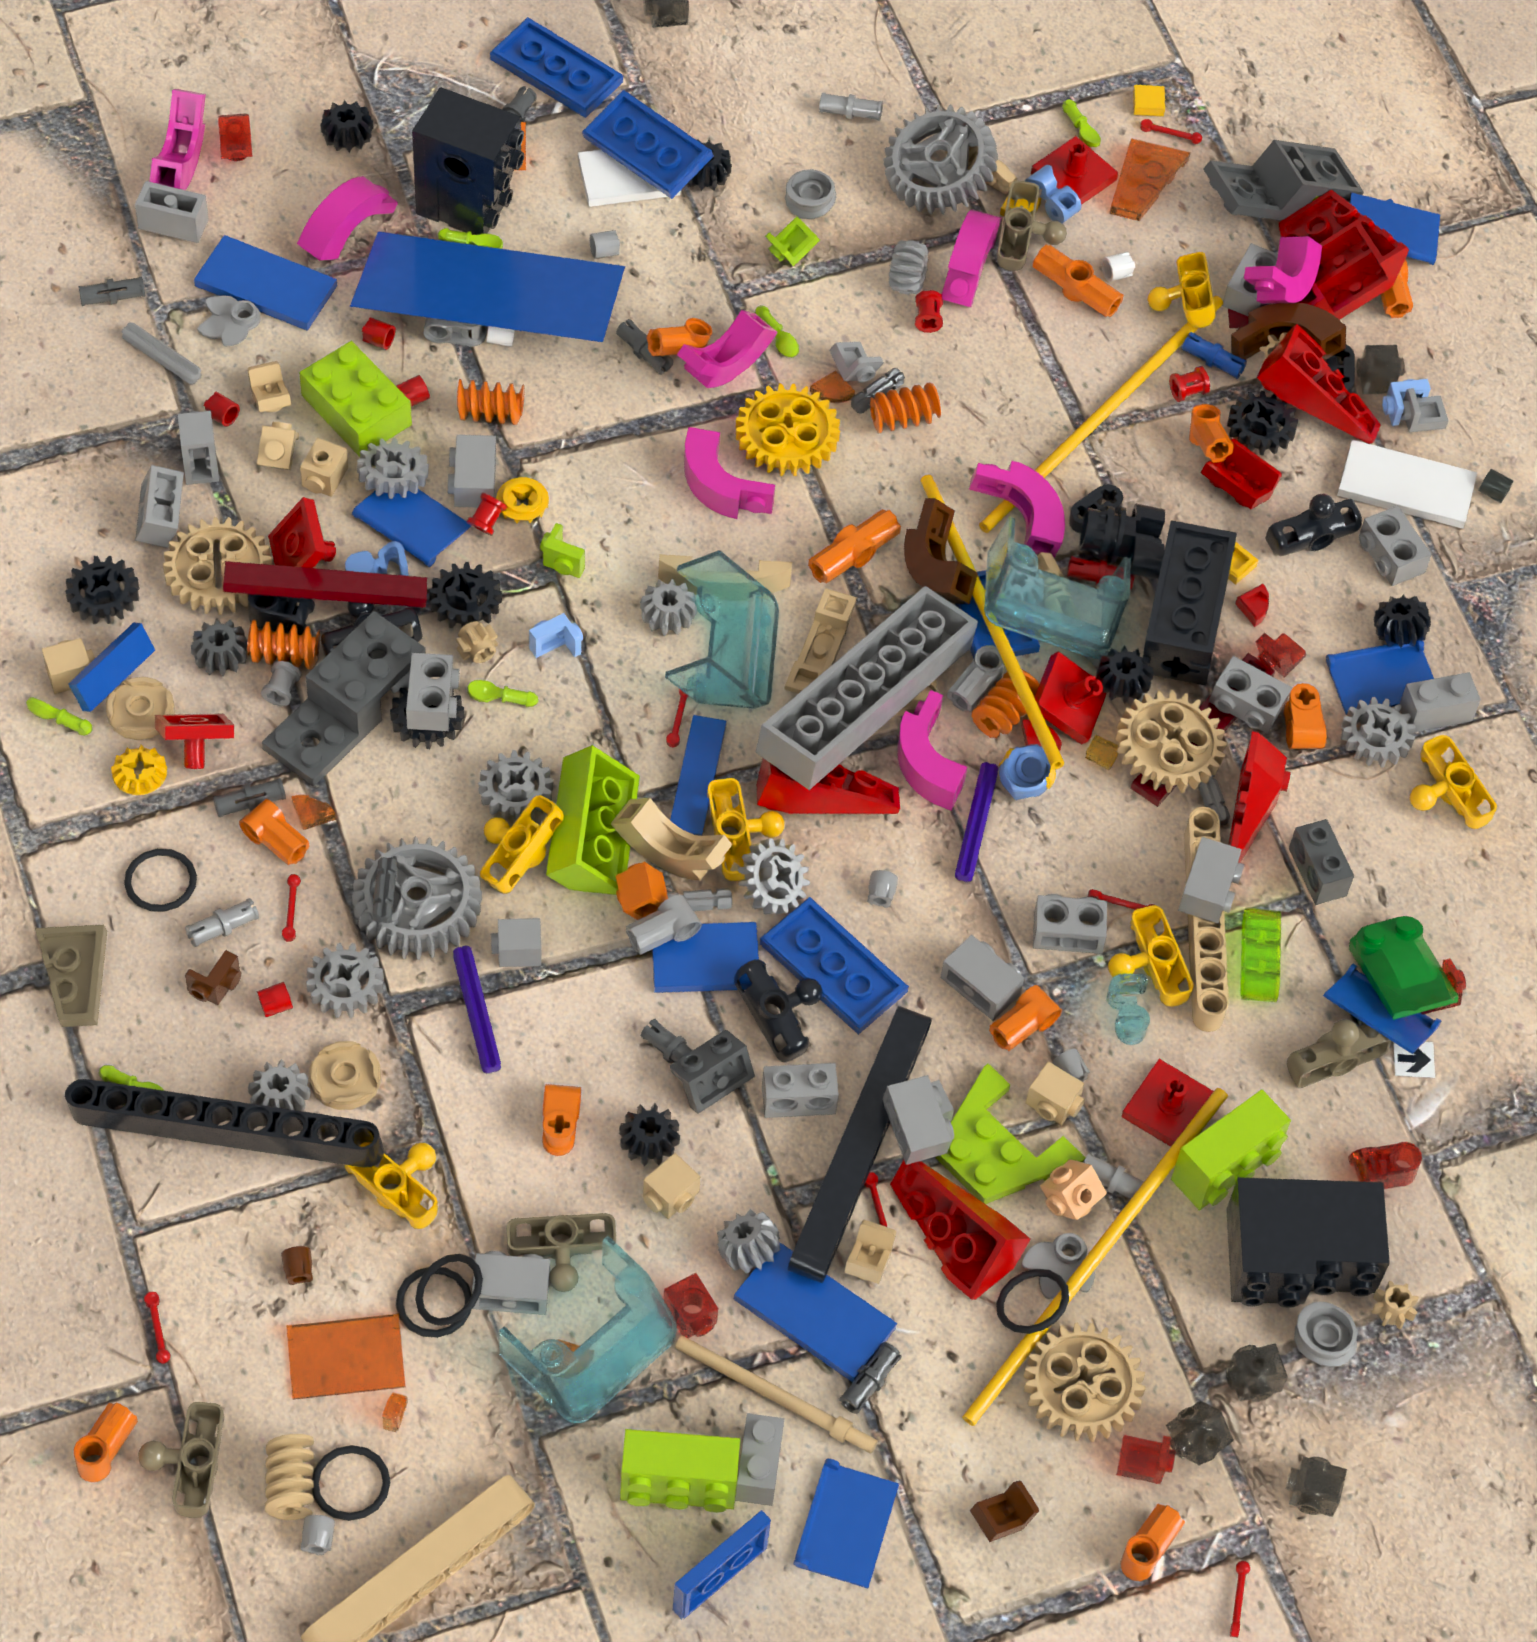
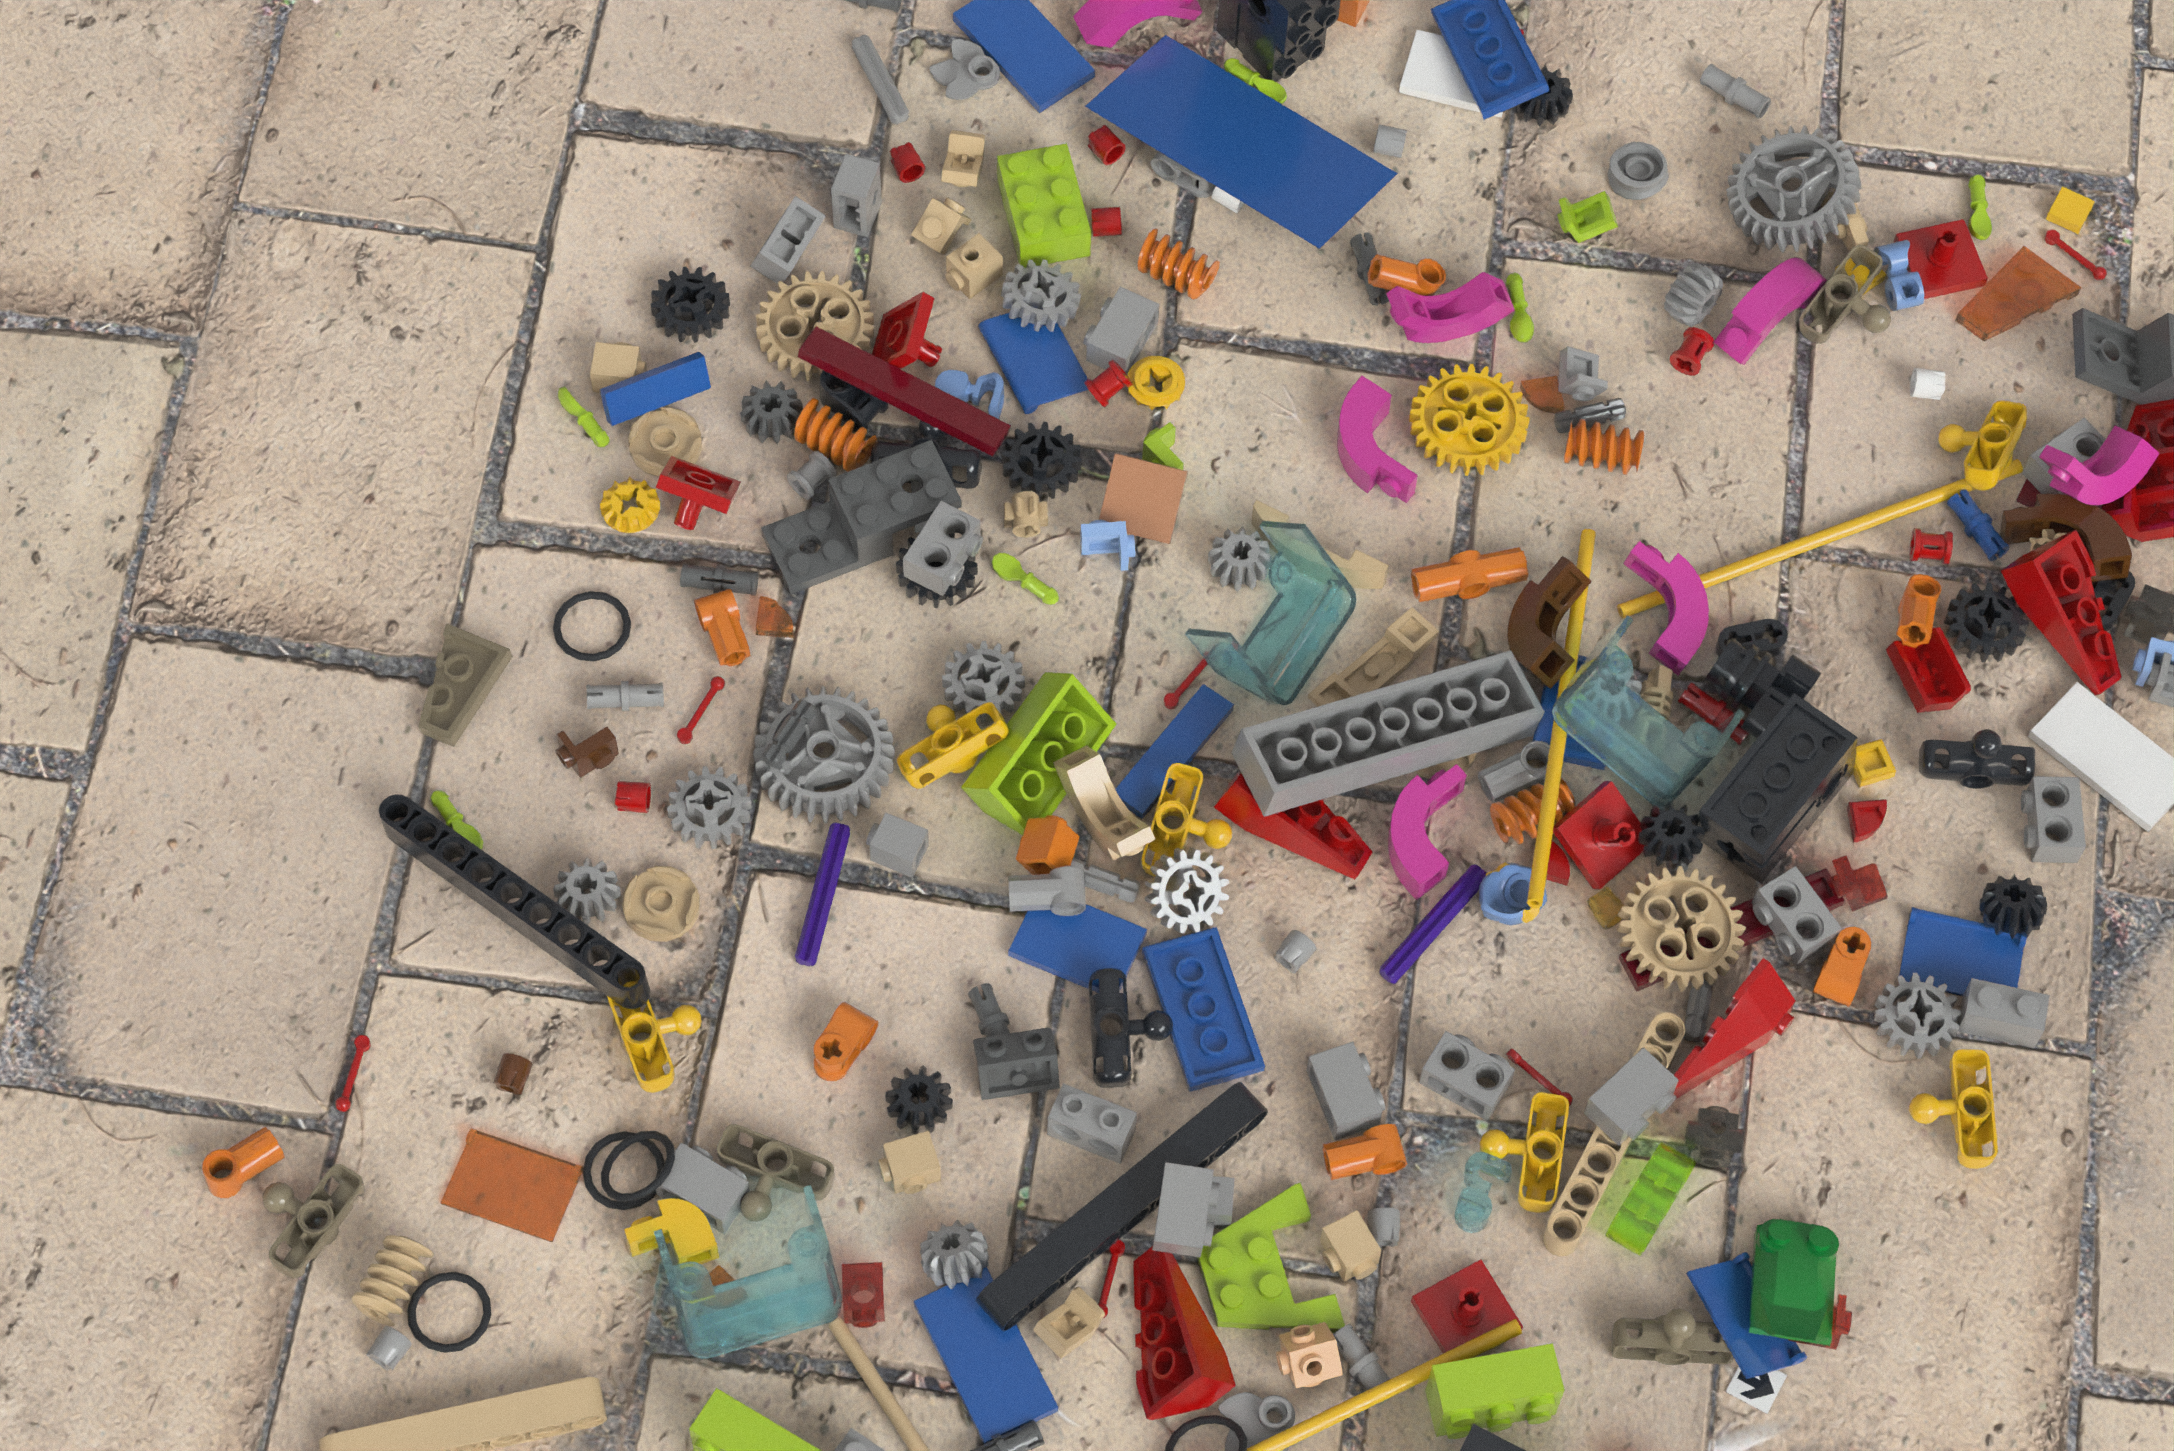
camera: 30 degrees right, 5 degrees up
(394, 1411) = (525, 1261): clear orange tile -> none
(519, 1317) = (682, 1226): none -> yellow brick
(566, 587) = (1144, 497): none -> nougat tile
(1077, 280) = (1881, 398): orange piece -> none
(1282, 886) = (1714, 1136): none -> clear smoke brick
(1321, 861) = (1772, 1128): dark grey brick -> none

